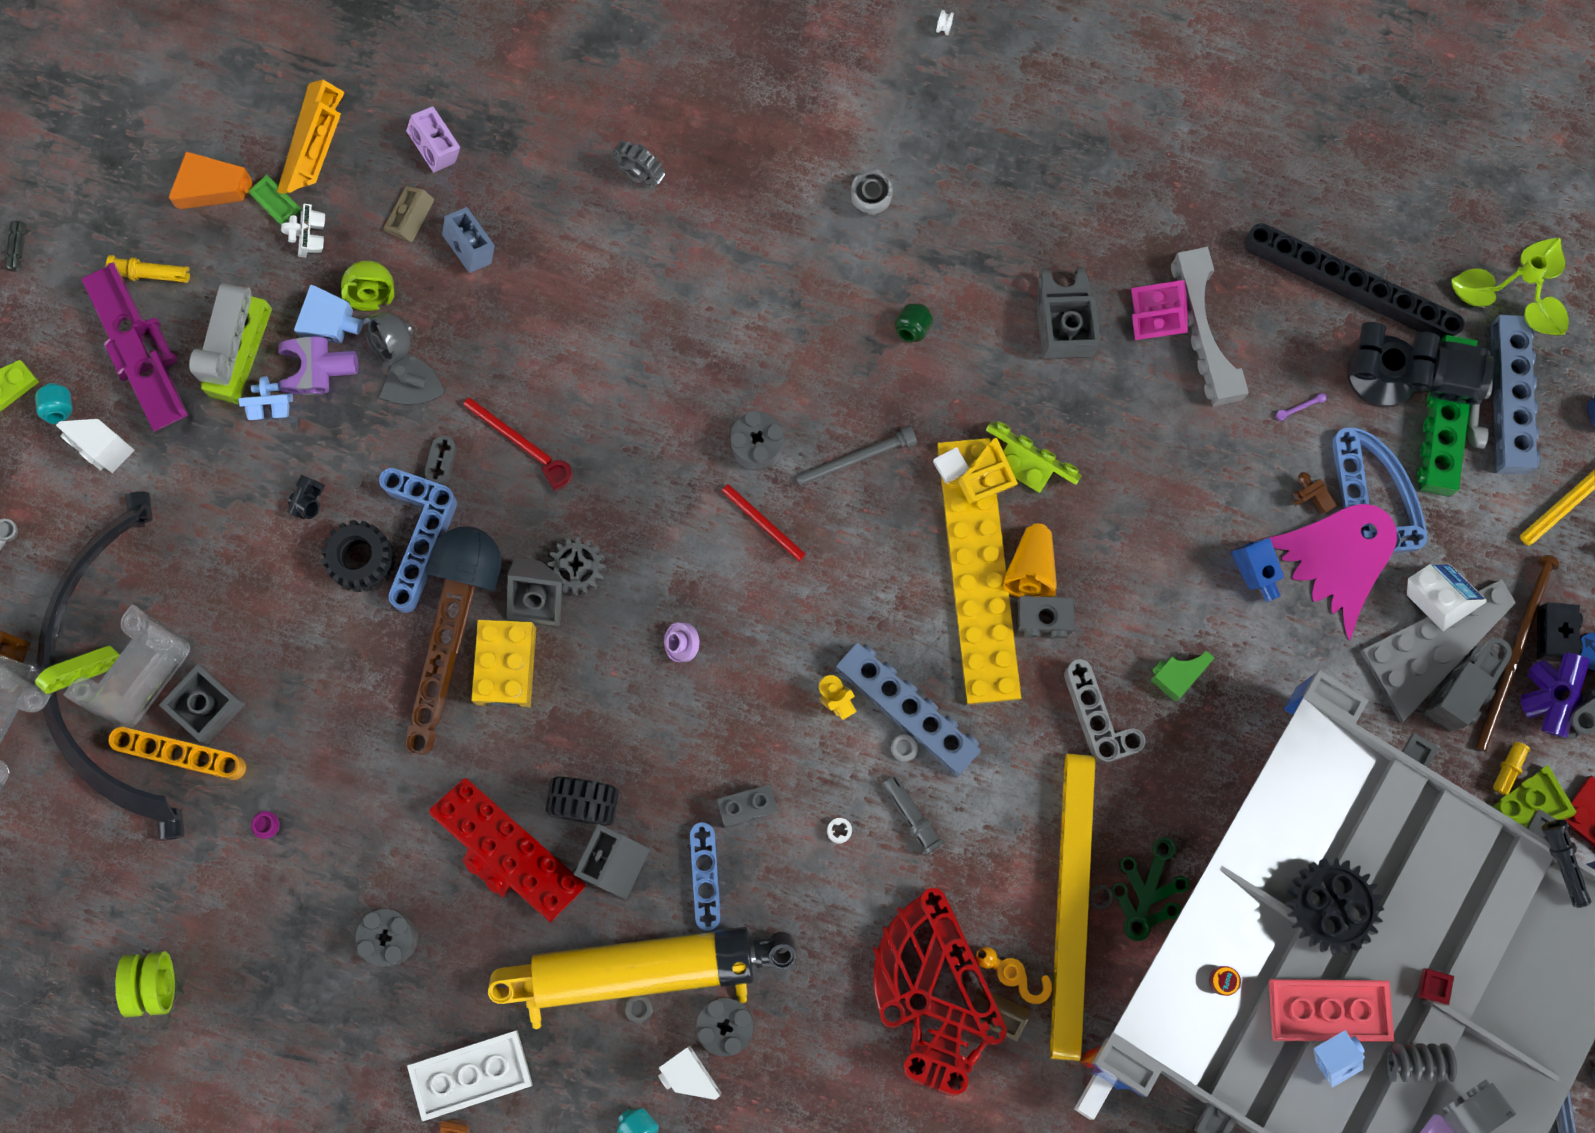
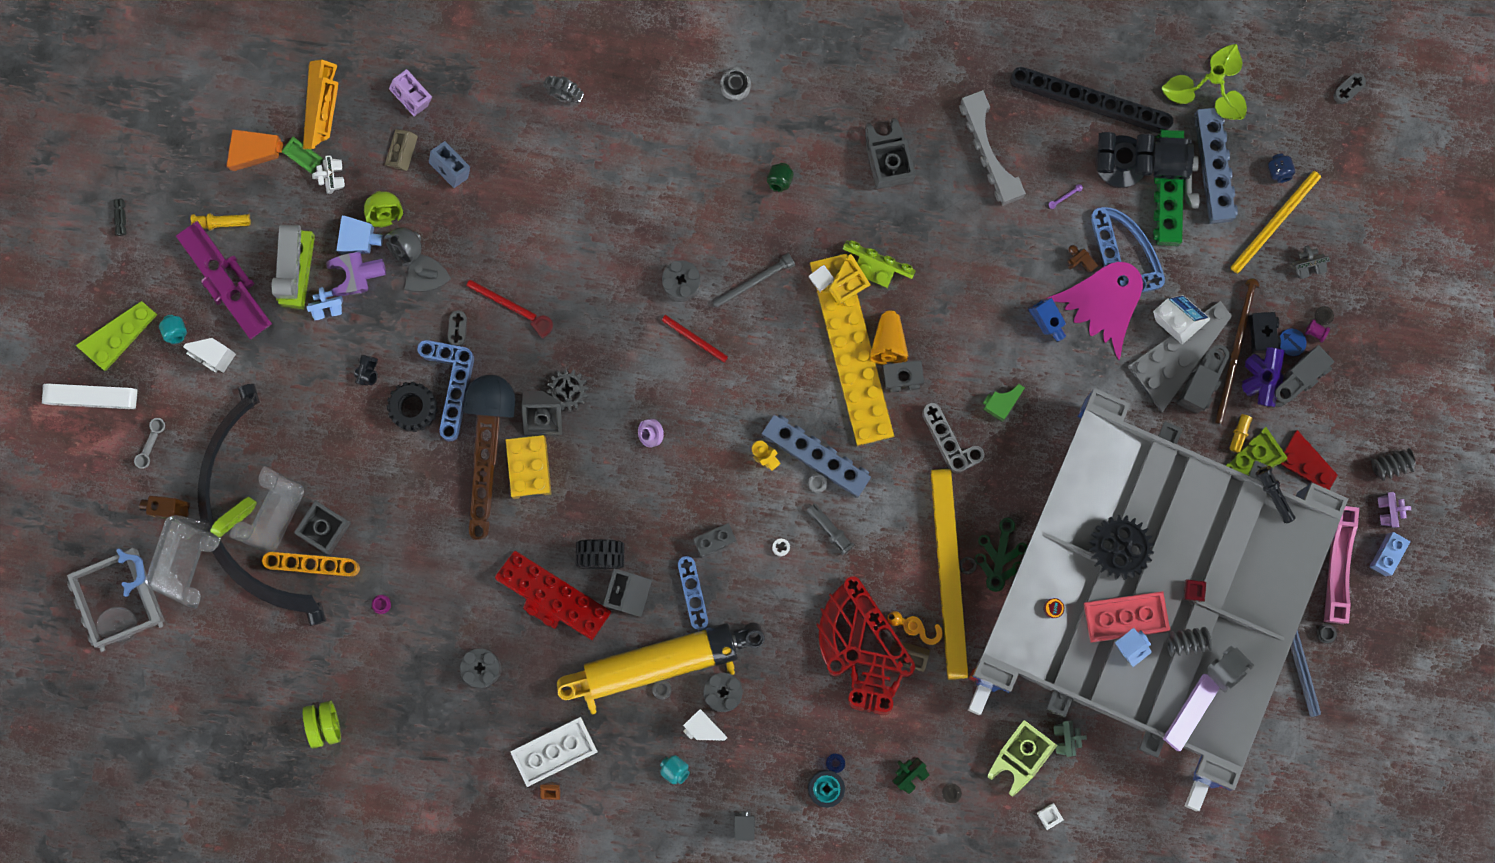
camera: 10 degrees left, 5 degrees up
(1160, 310) = (955, 141): dark pink slope -> none

